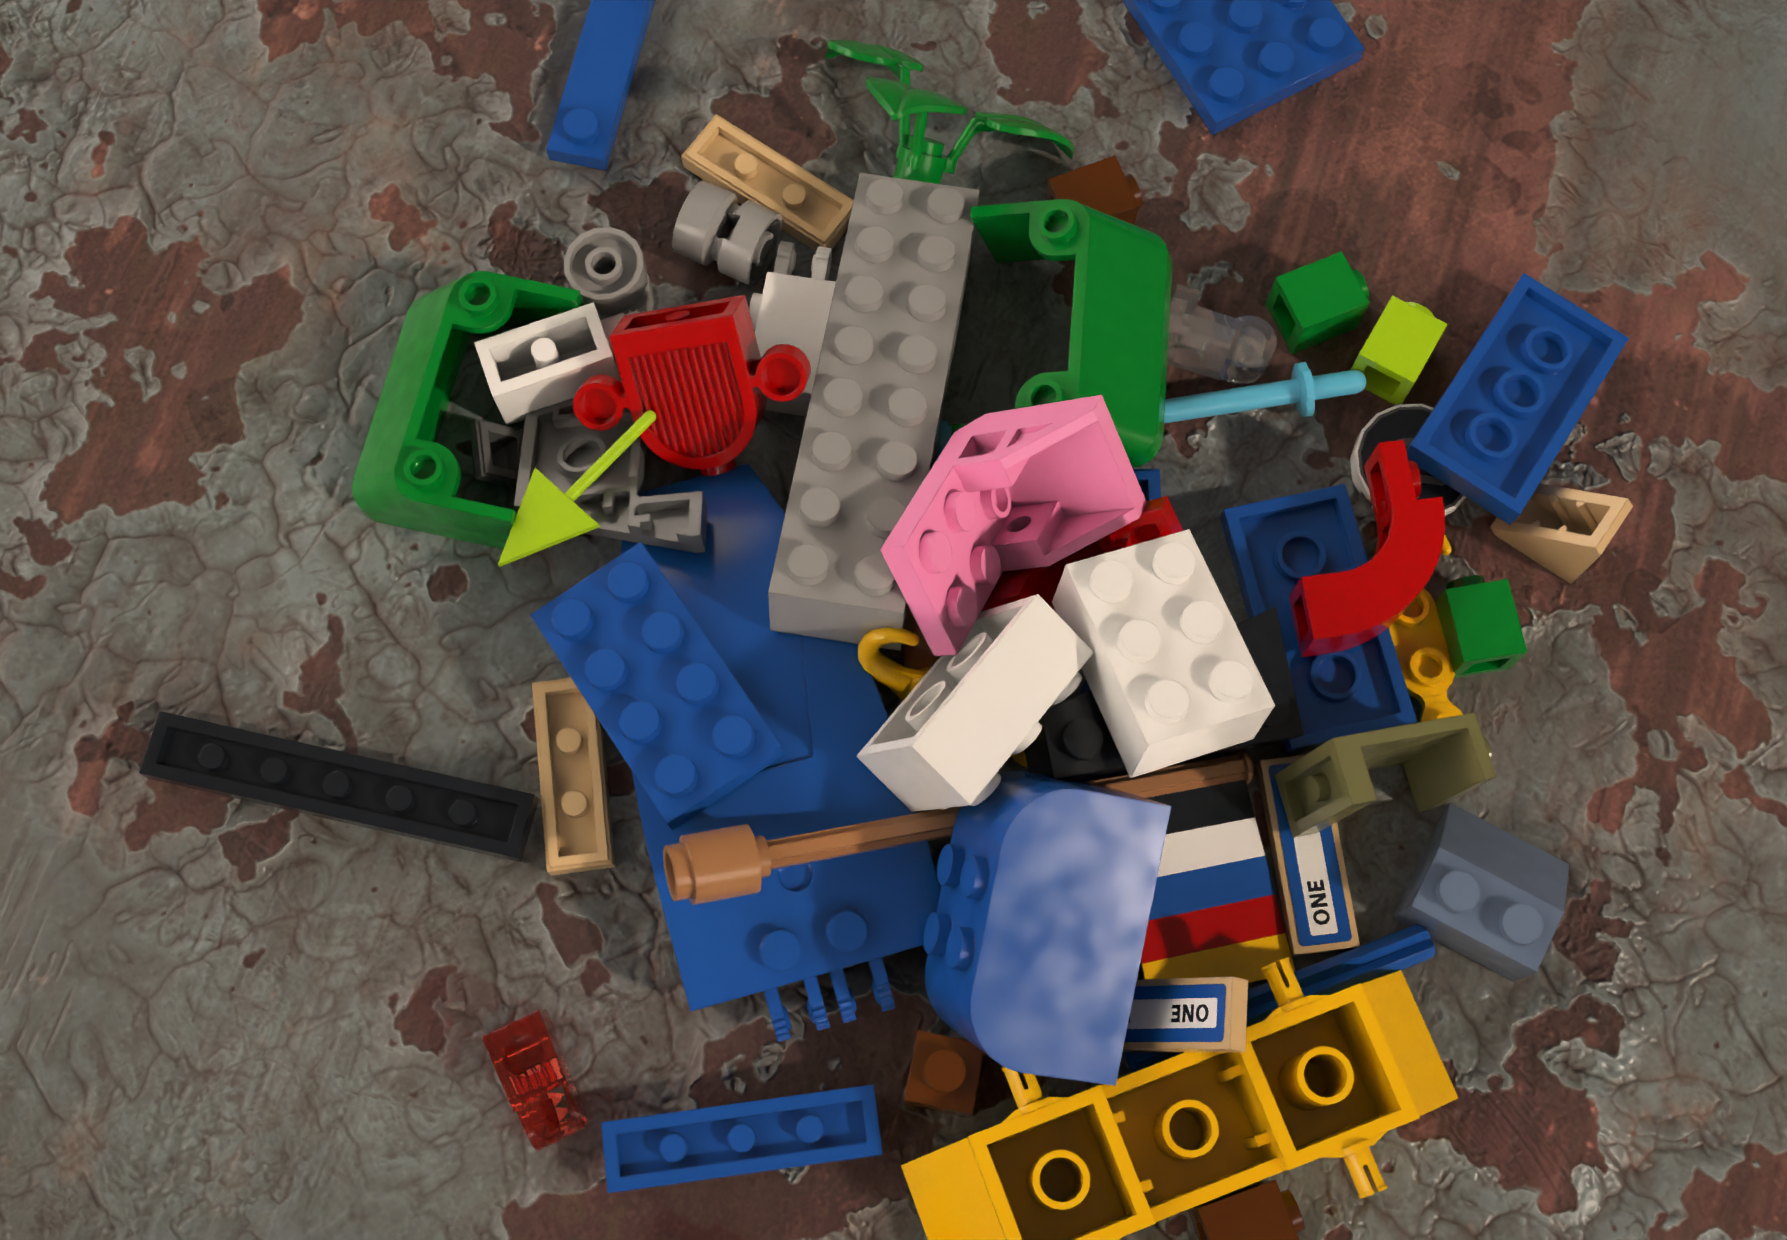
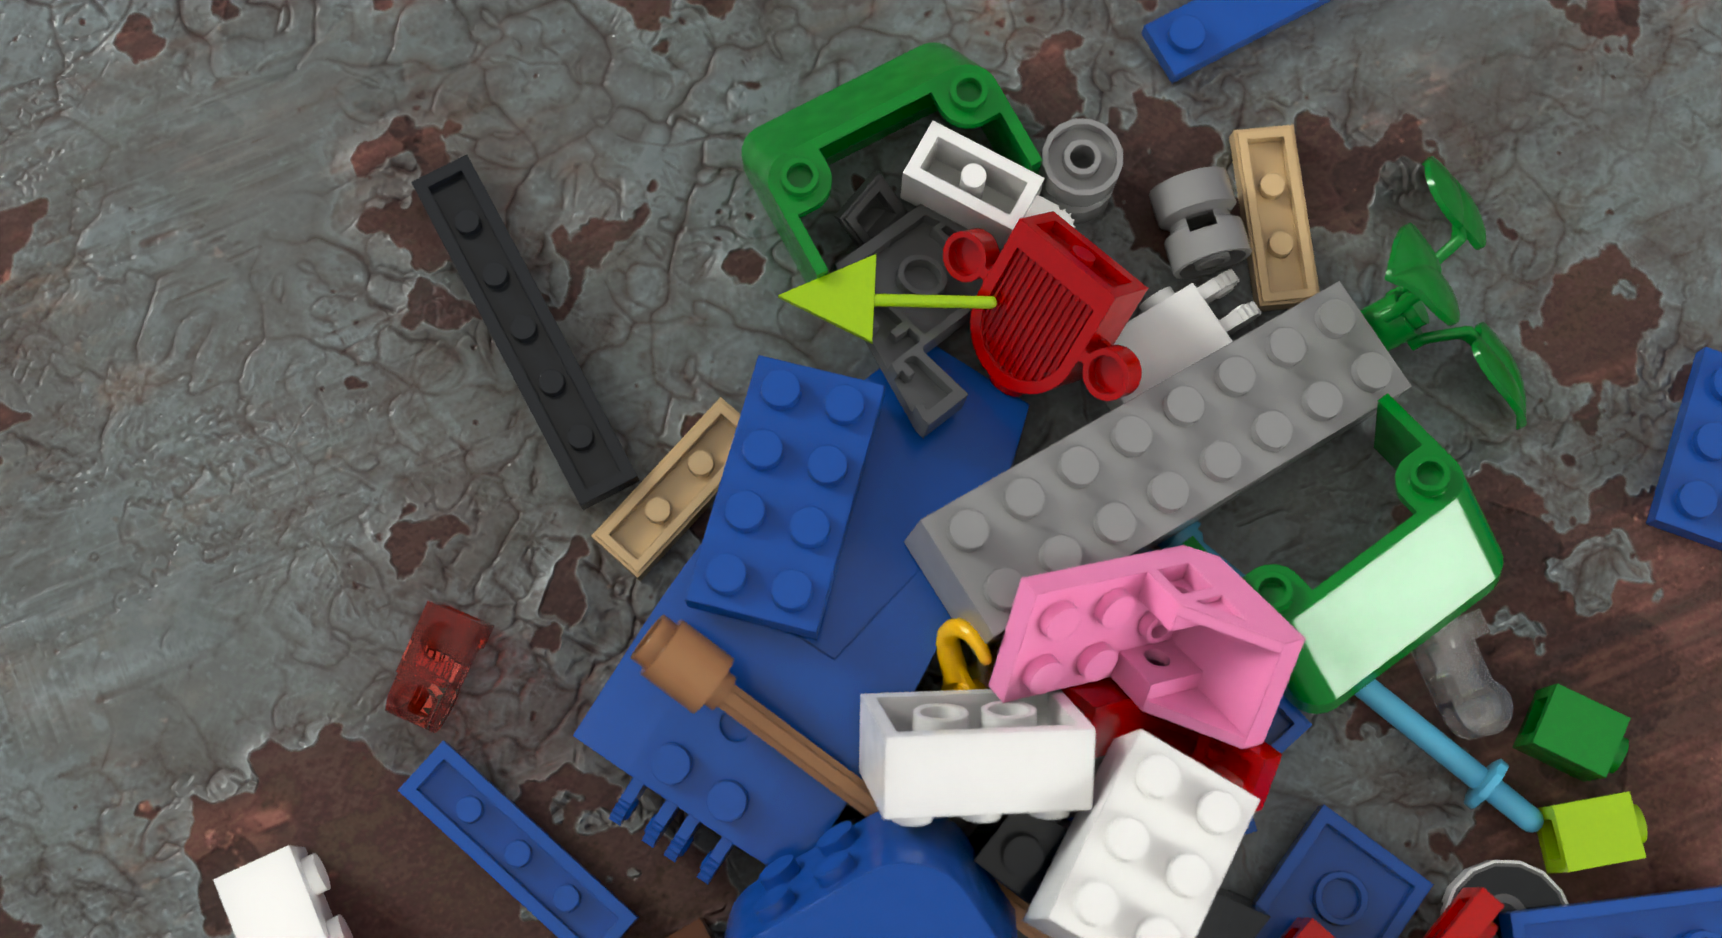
camera: 45 degrees right, 5 degrees up
(1099, 187) = (1499, 479): reddish brown brick -> none

